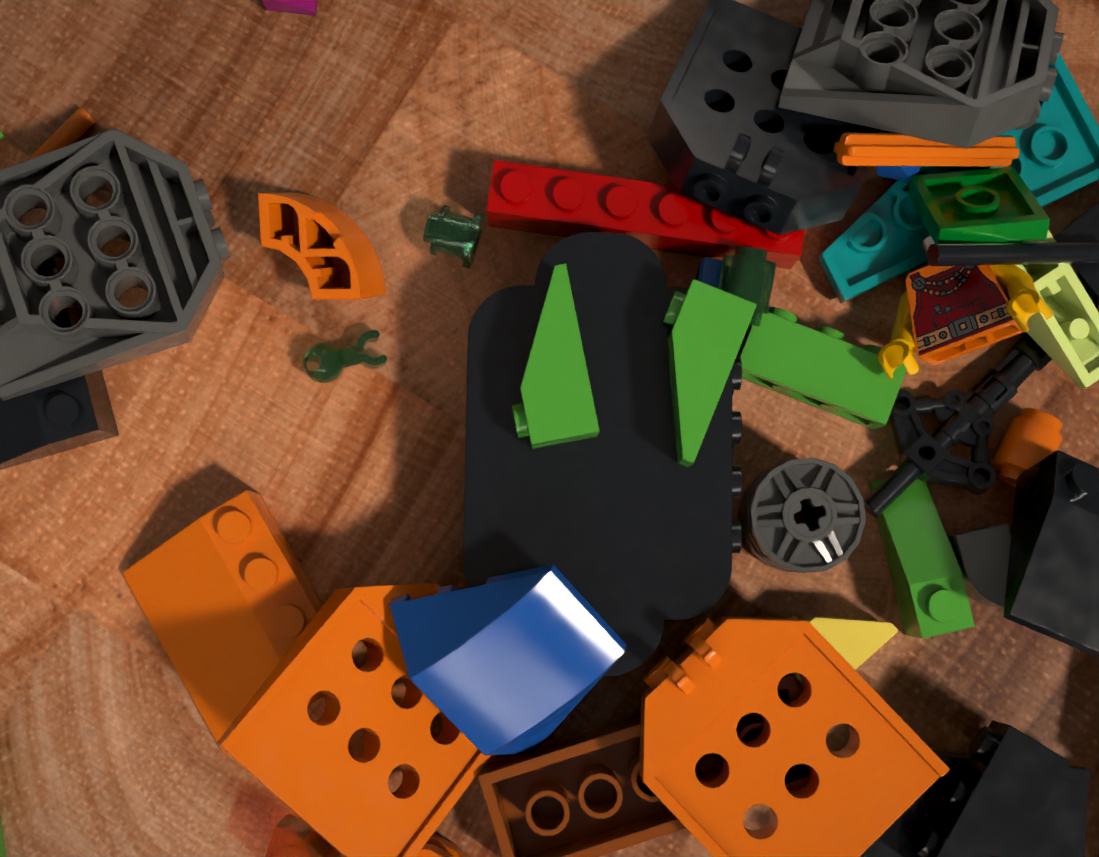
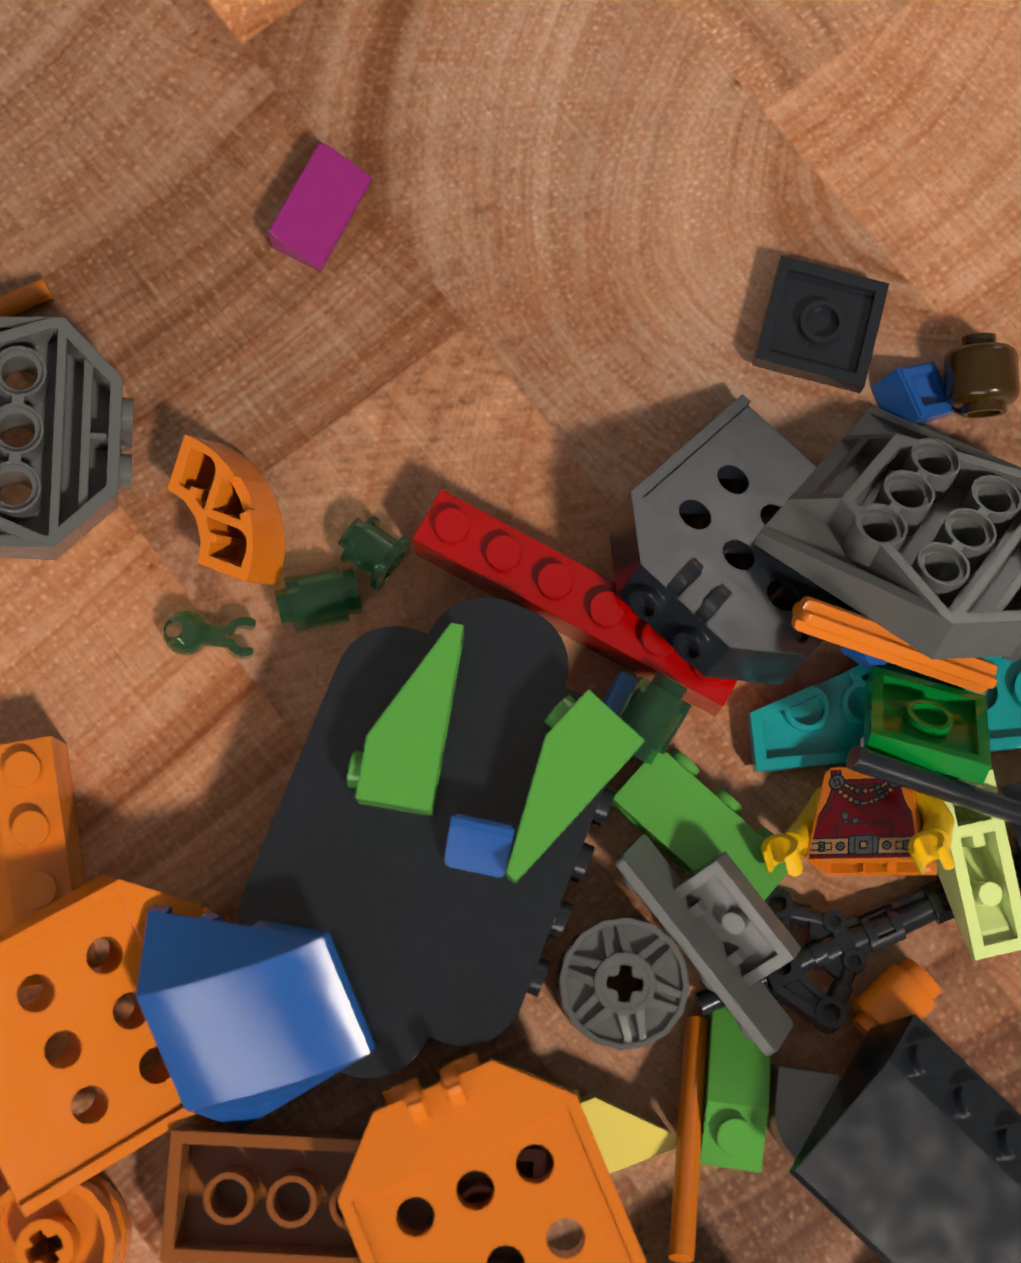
camera: 15 degrees right, 5 degrees down
(424, 292) = (318, 598): none -> clear green brick
(647, 445) = (478, 845): none -> blue slope
(870, 440) = (722, 931): none -> dark grey bracket
(906, 624) = (688, 1141): none -> orange bar

